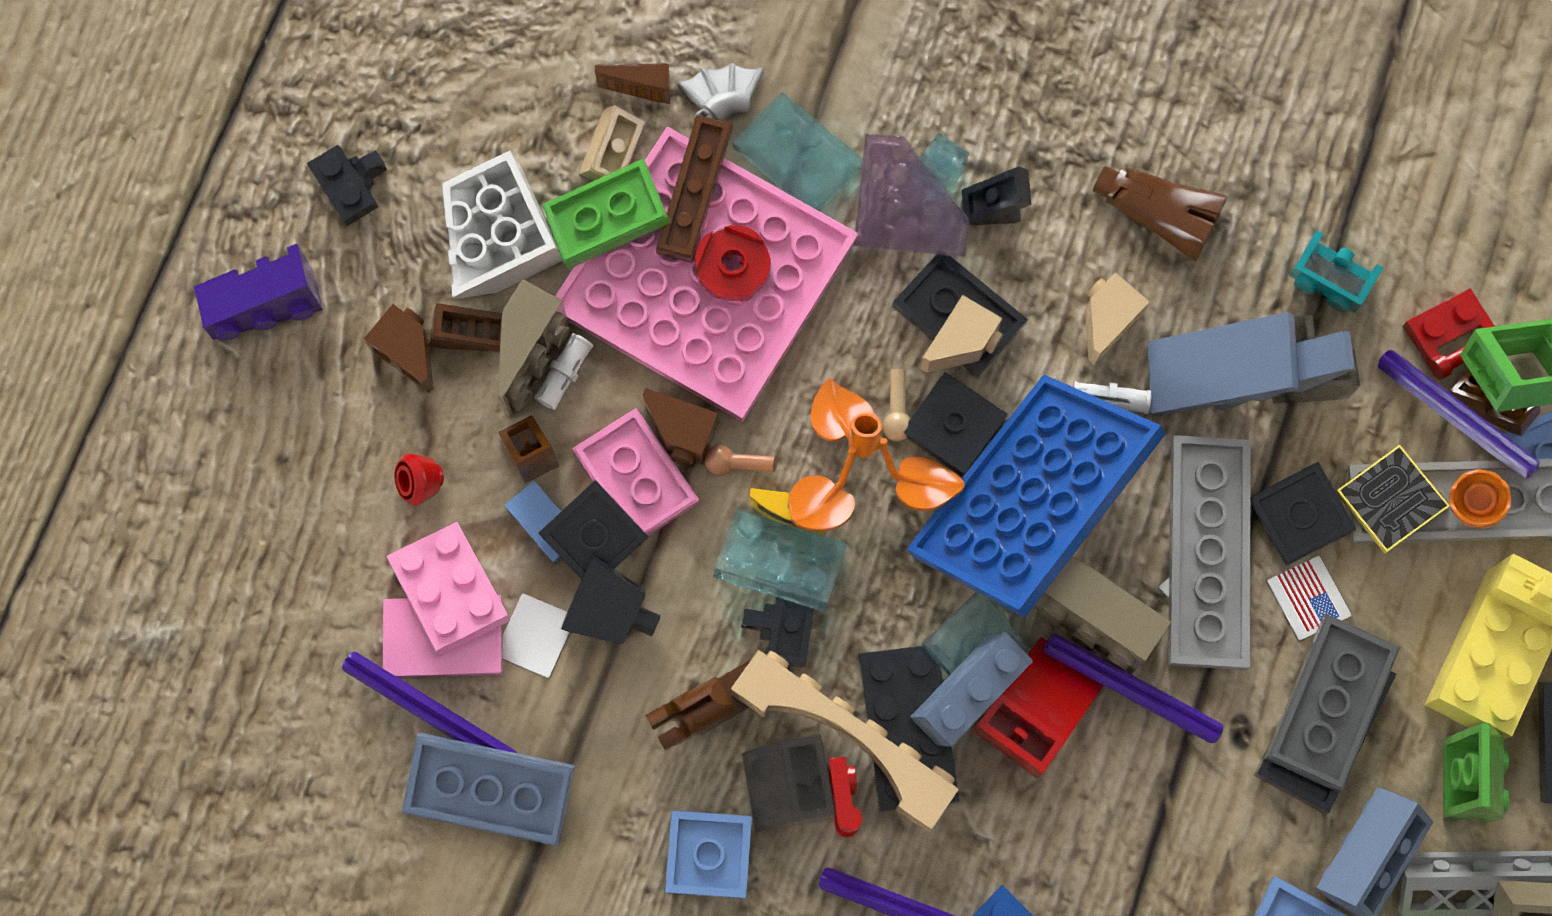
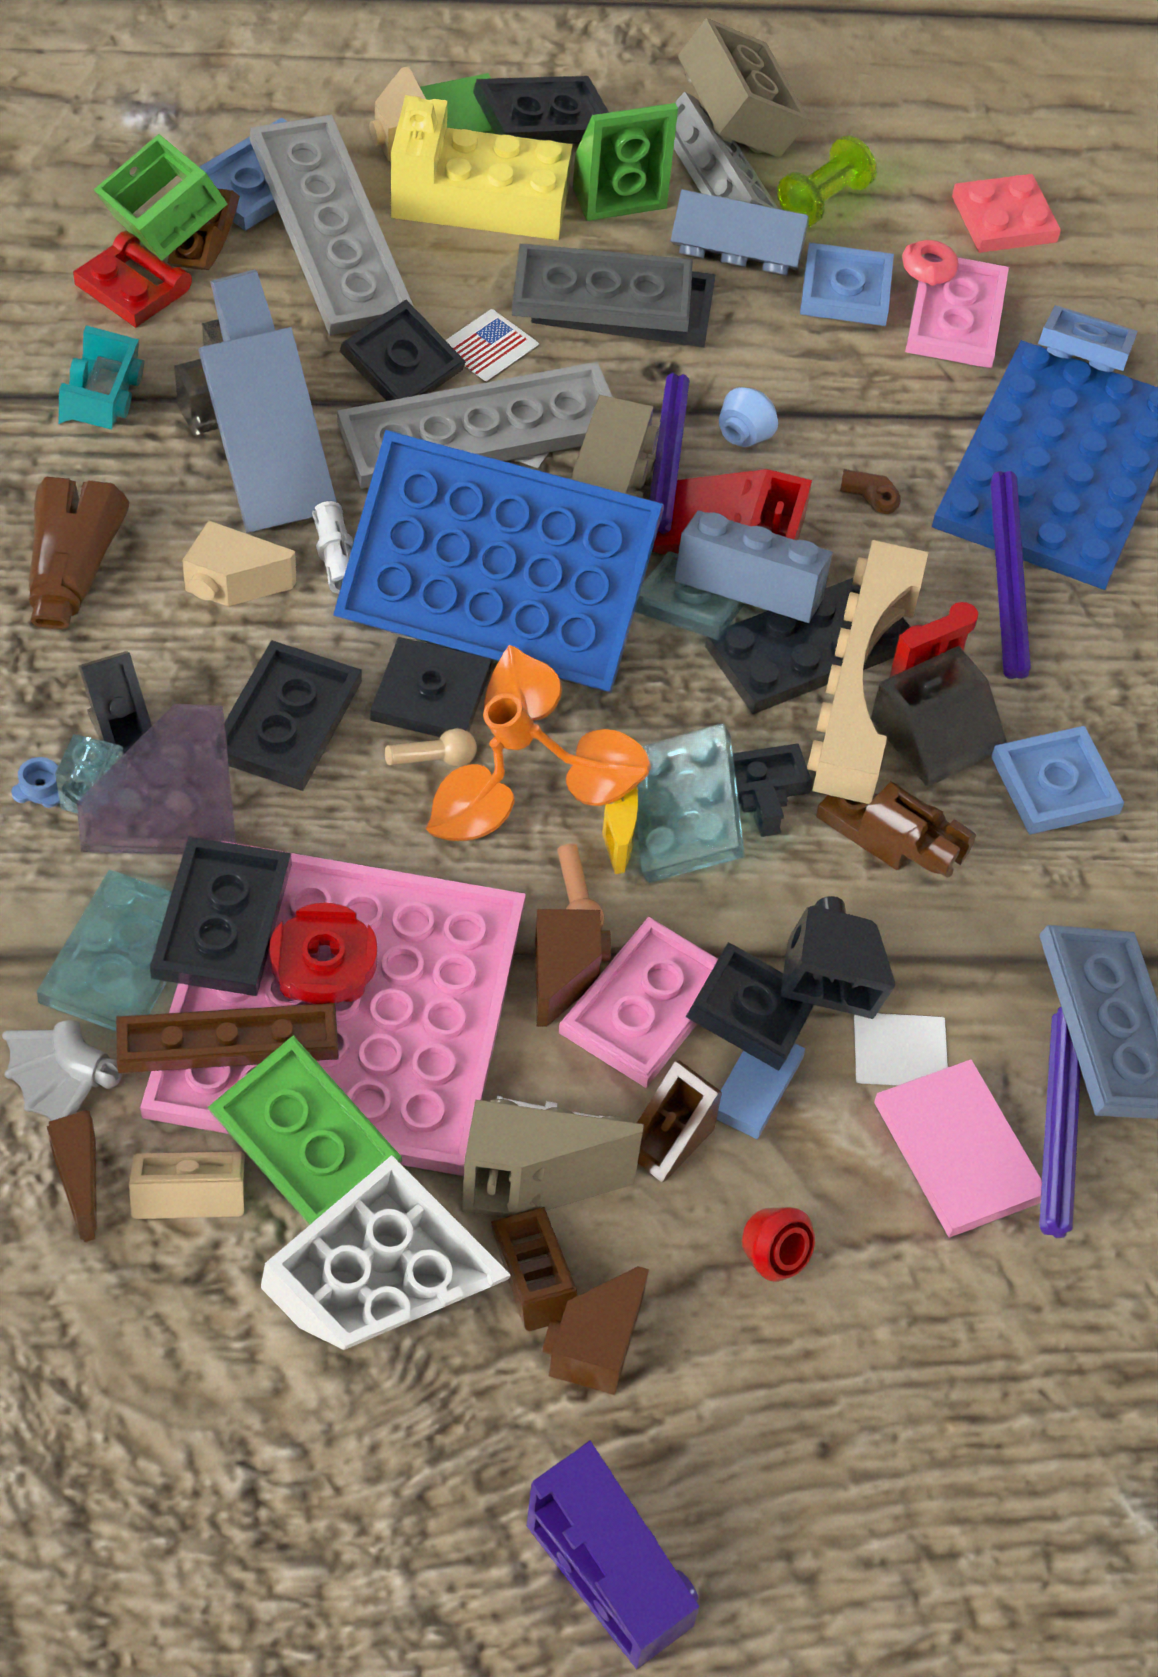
camera: 115 degrees left, 20 degrees down
(348, 181) = (371, 1523): black hinge -> none
(448, 589) = (902, 1152): bright pink plate -> none
(787, 208) = (221, 916): none -> black plate
(959, 128) = (34, 772): none -> medium blue plate
(963, 337) = (330, 683): tan slope -> none
(1048, 851) = (874, 488): none -> reddish brown arm
(1150, 767) = (747, 417): none -> light blue cone
(1392, 499) = (358, 276): tile -> none
(1459, 414) = (236, 242): dark purple axle -> none
(1480, 499) = (338, 193): orange hair -> none

